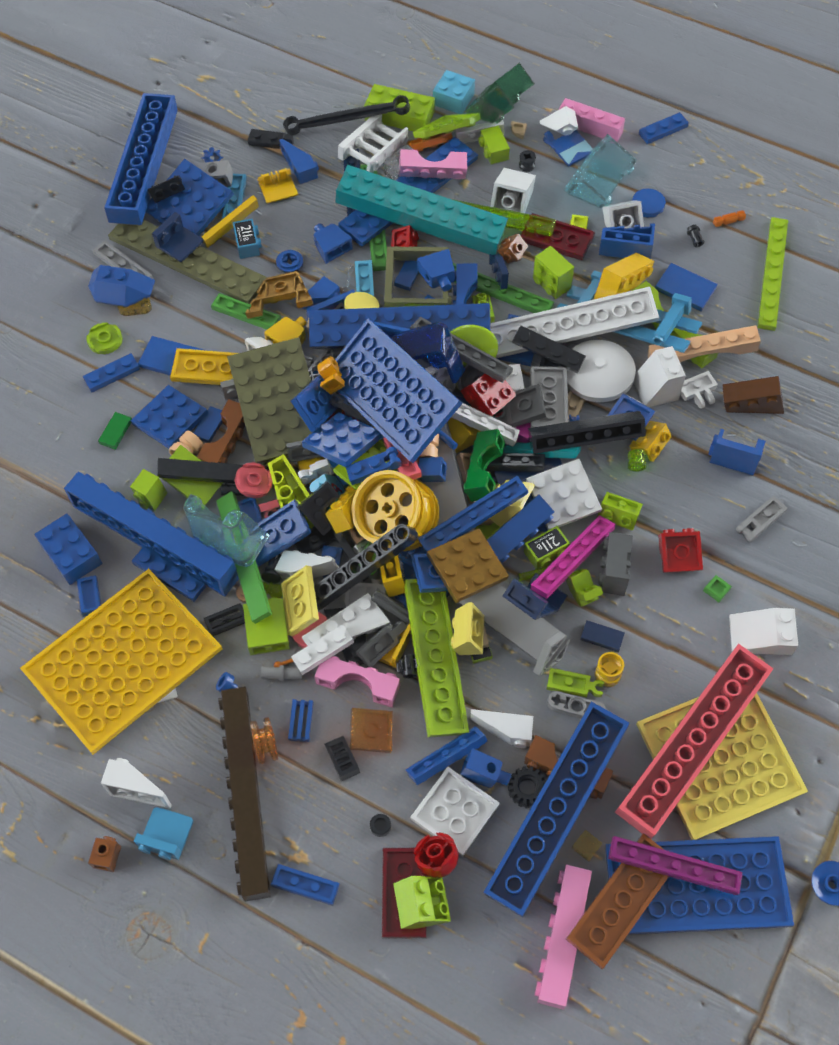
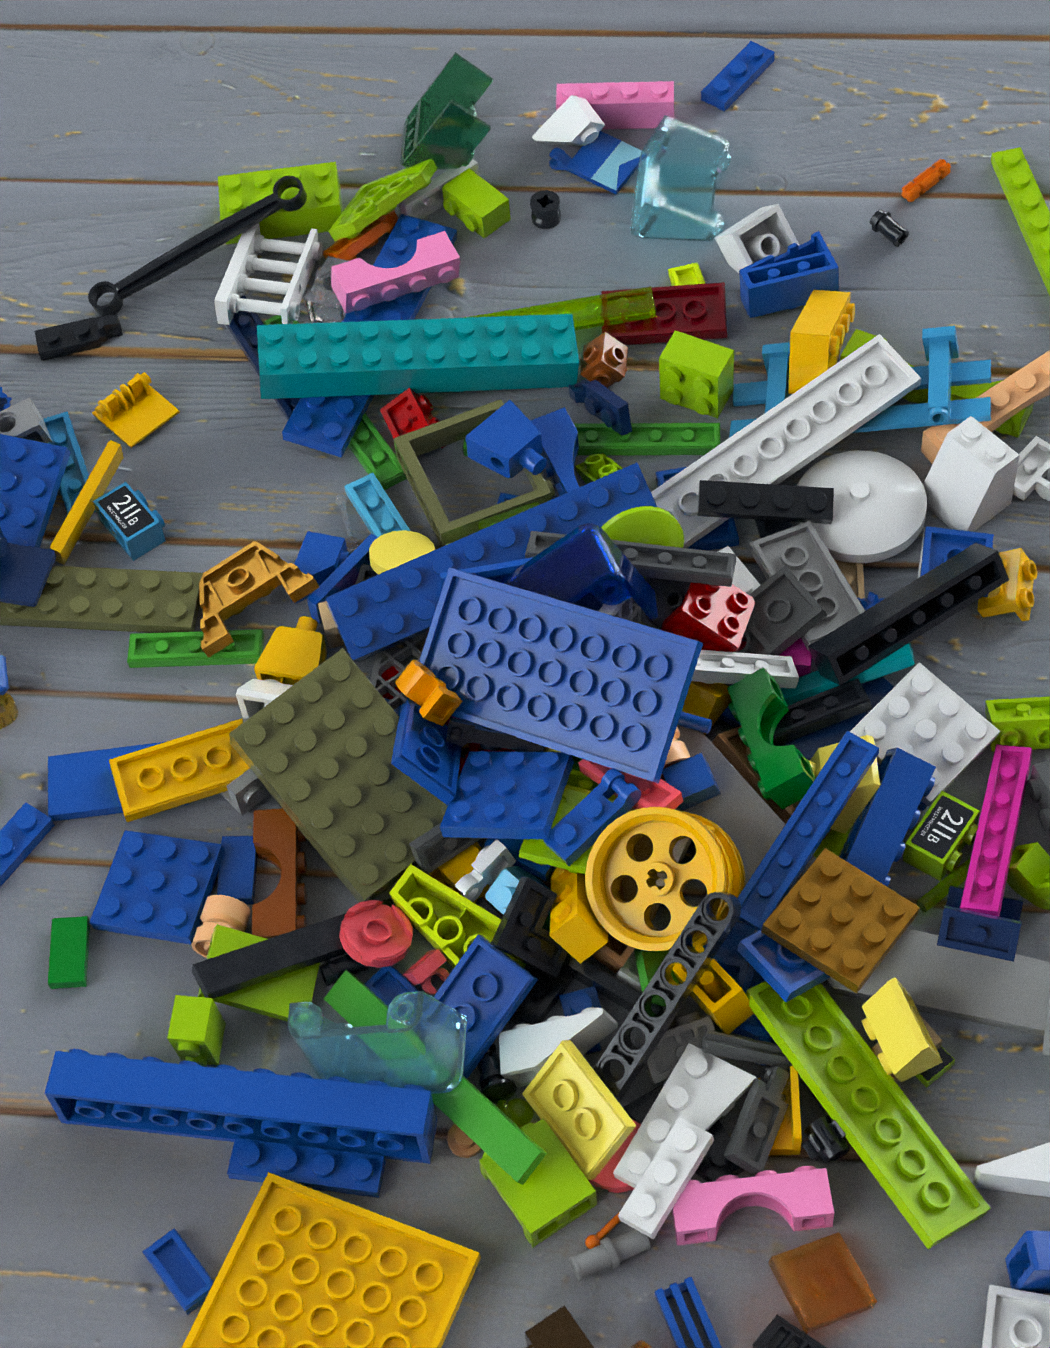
camera: 20 degrees left, 5 degrees down
(68, 549) = (99, 1202): blue brick -> none
(226, 682) = (520, 1315): blue tile -> none
(230, 625) = (466, 1213): black tile -> none
(294, 256) = (231, 520): blue gear -> none
(300, 162) = (157, 355): blue slope -> none
(331, 241) = (284, 468): blue torso -> none
(407, 275) = (448, 472): blue tile -> none
(446, 755) = (975, 1267): blue plate -> none
(454, 92) = (359, 141): medium azure brick -> none
(512, 190) = (551, 266): white slope -> none
(518, 129) = (499, 164): tan tile -> none
(636, 460) = (1005, 628): clear neon green wheel -> none
(651, 200) = (791, 196): blue tile -> none
(686, 283) = (904, 312): blue tile -> none

